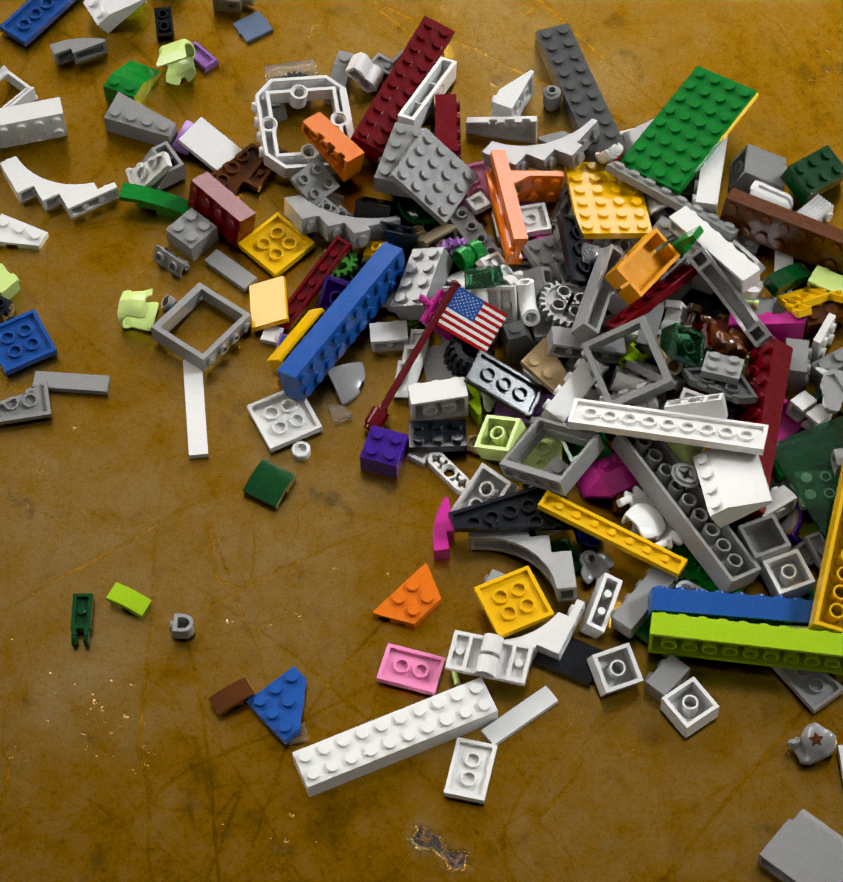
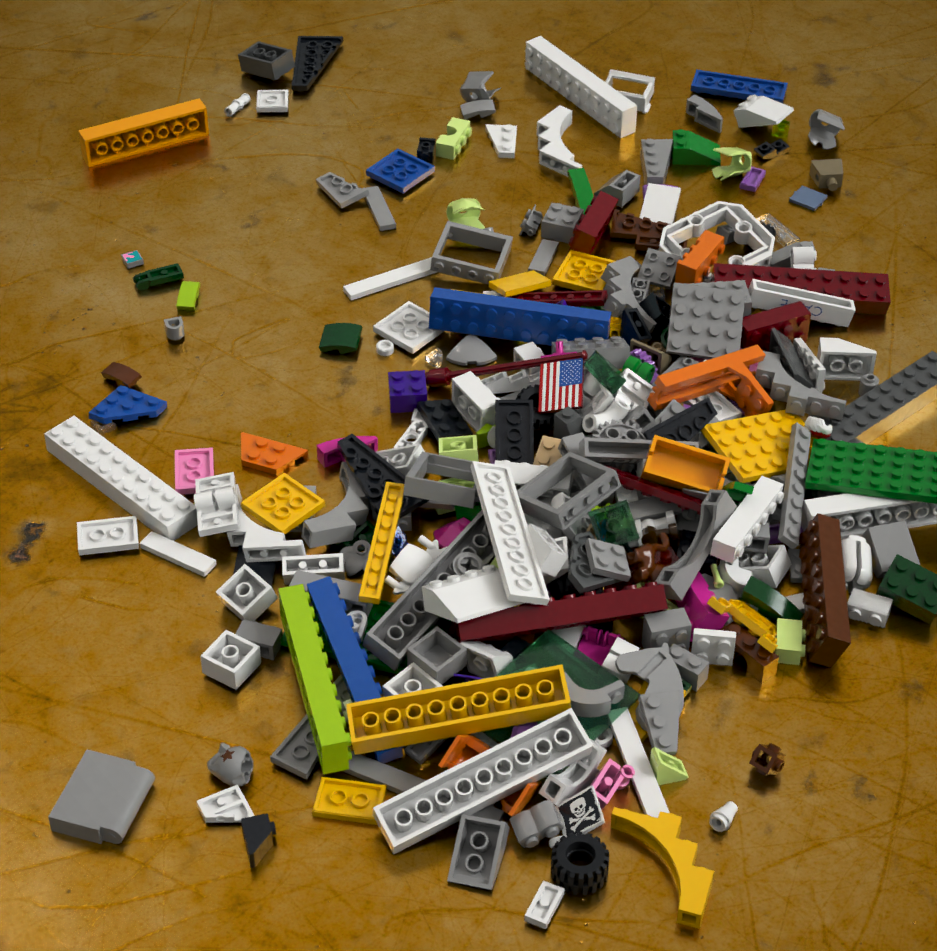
camera: 65 degrees right, 15 degrees down
(34, 636) = (132, 259): none -> tile
(150, 171) = (604, 179): white wing -> none
(477, 139) = (789, 358): none -> dark grey slope
(590, 252) = (685, 435): clear tile -> none

